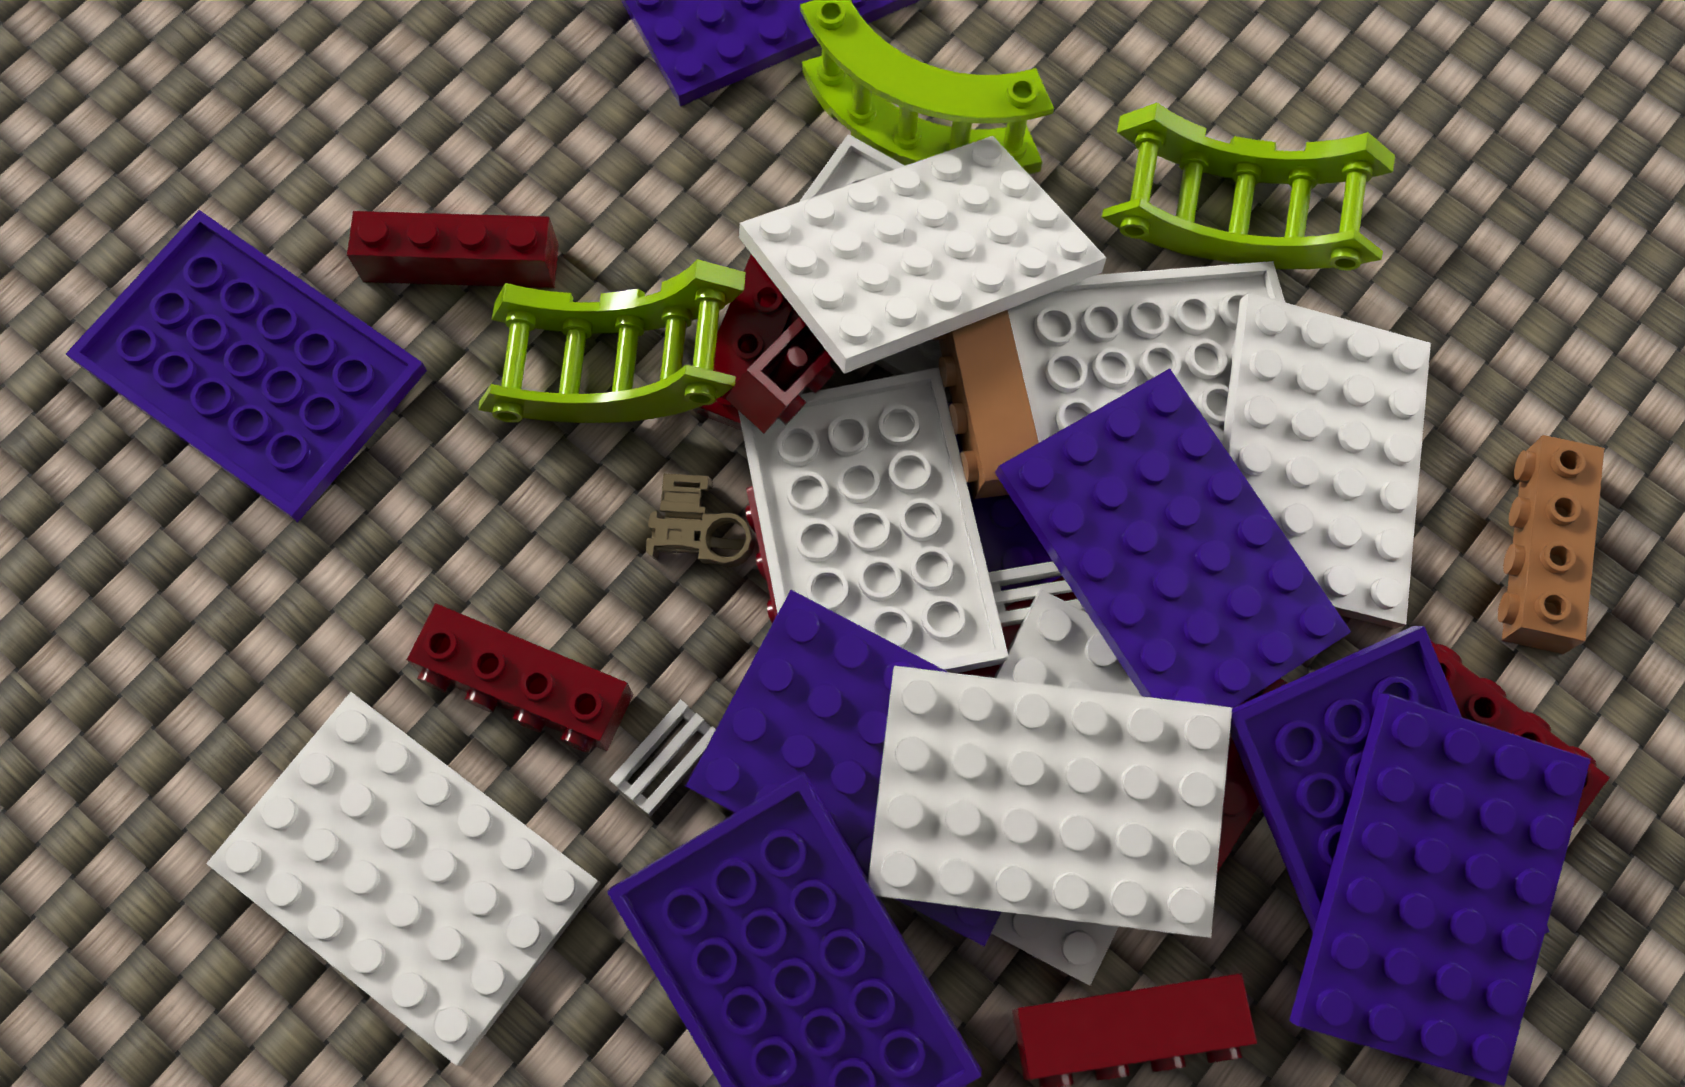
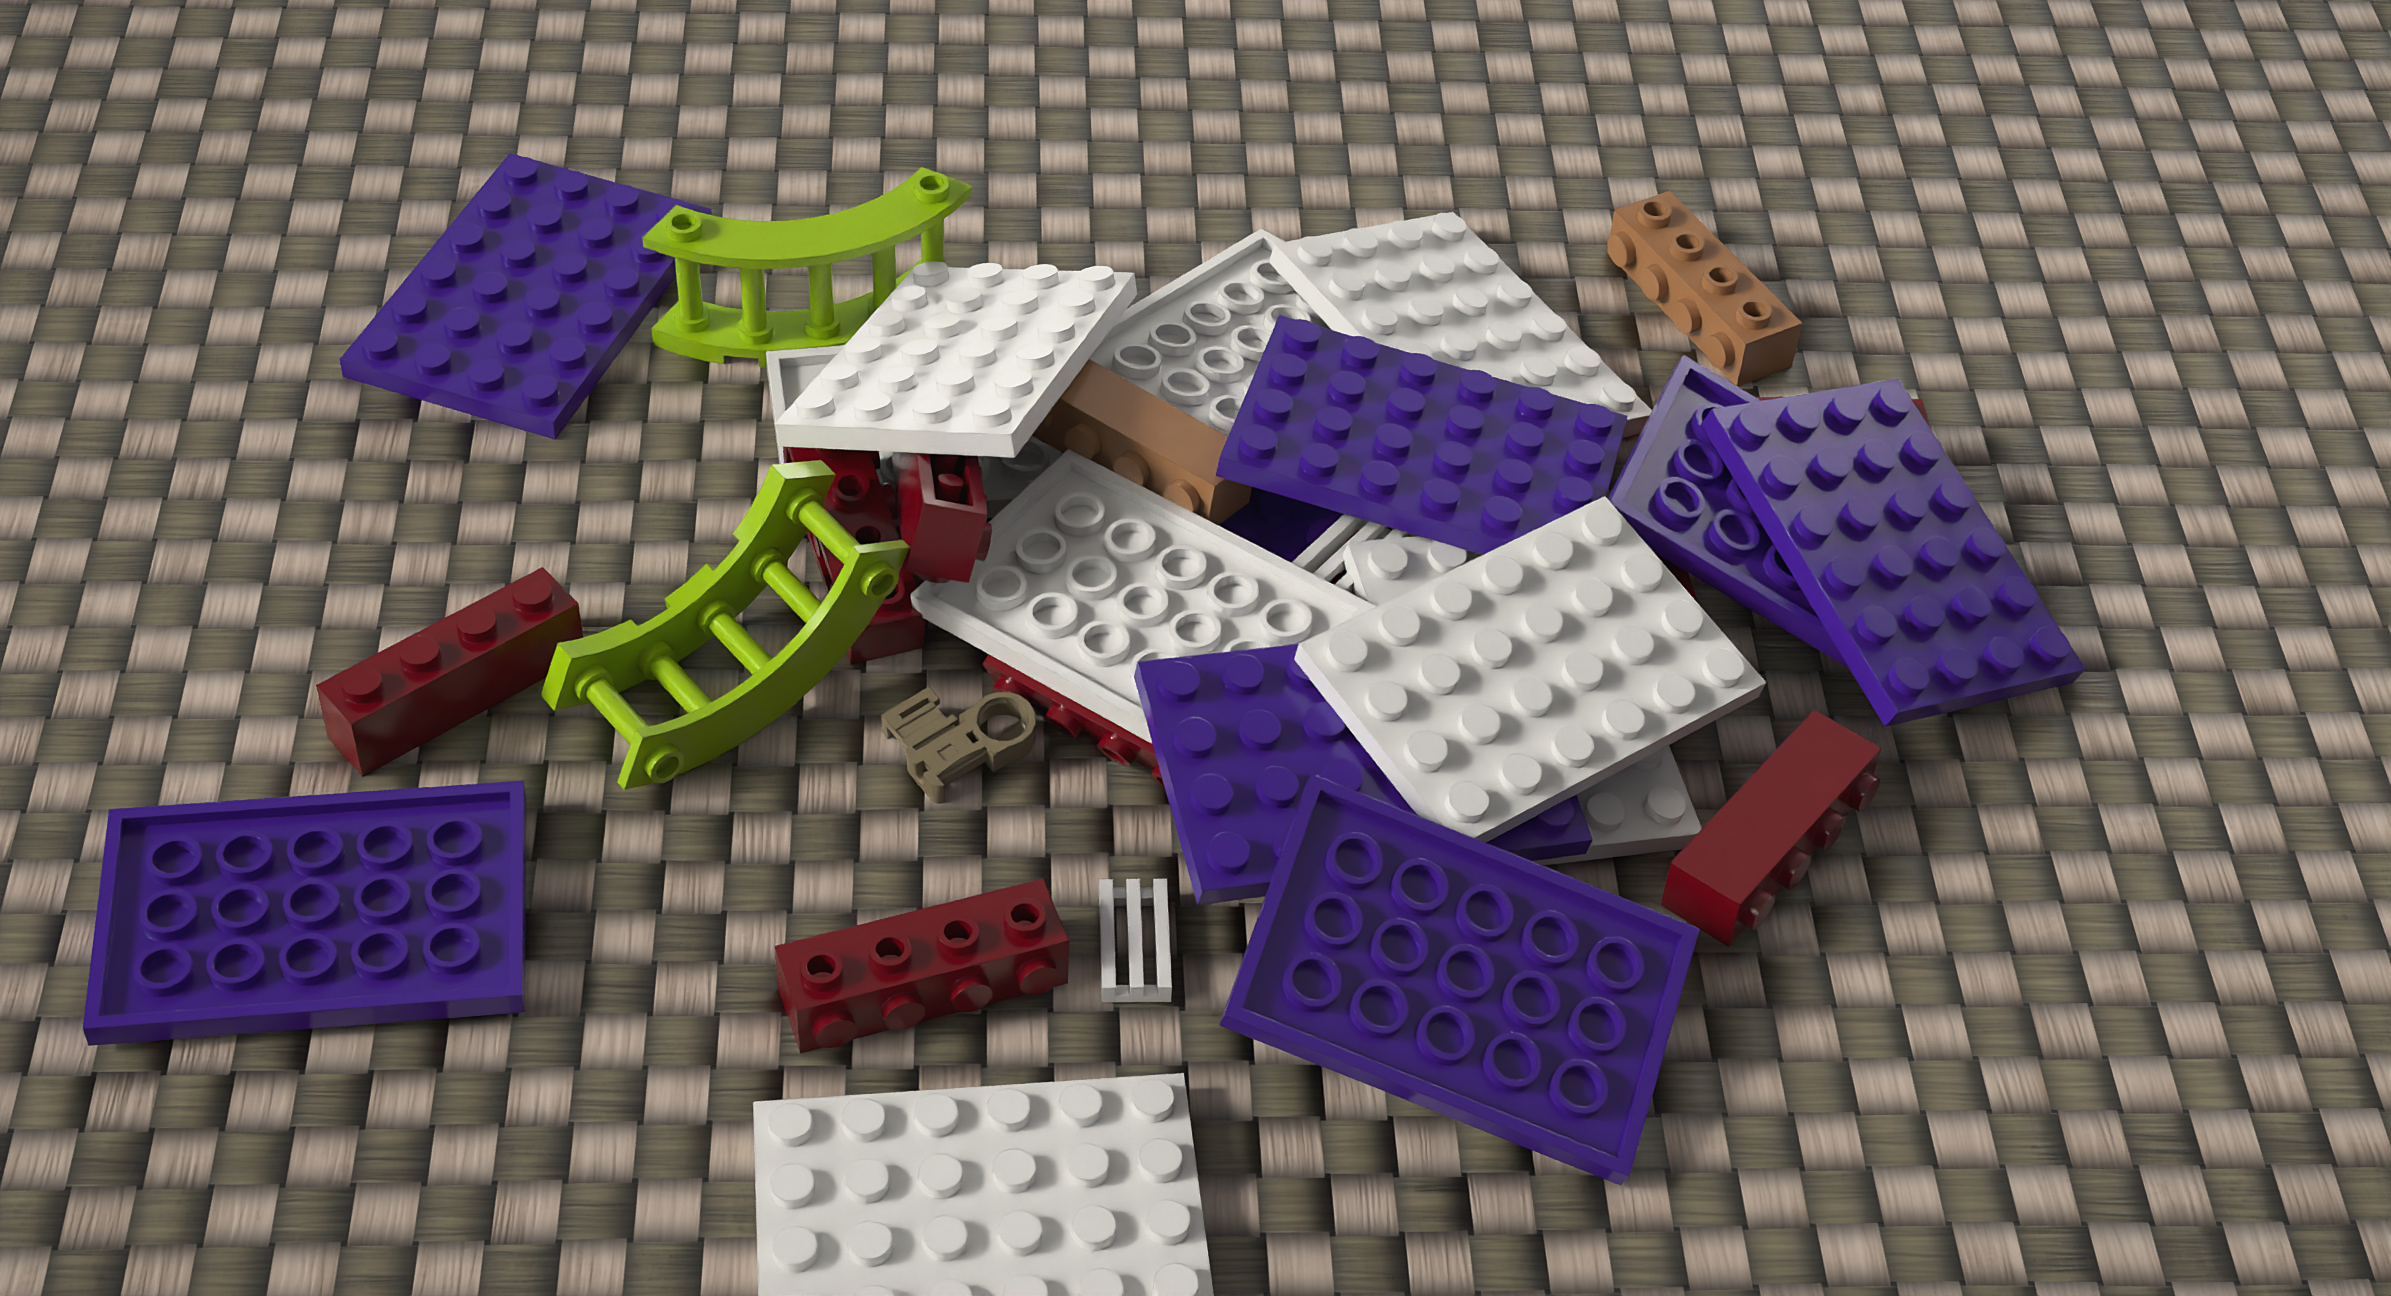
camera: 45 degrees left, 25 degrees down
(1248, 162) = (1164, 172): lime fence -> none

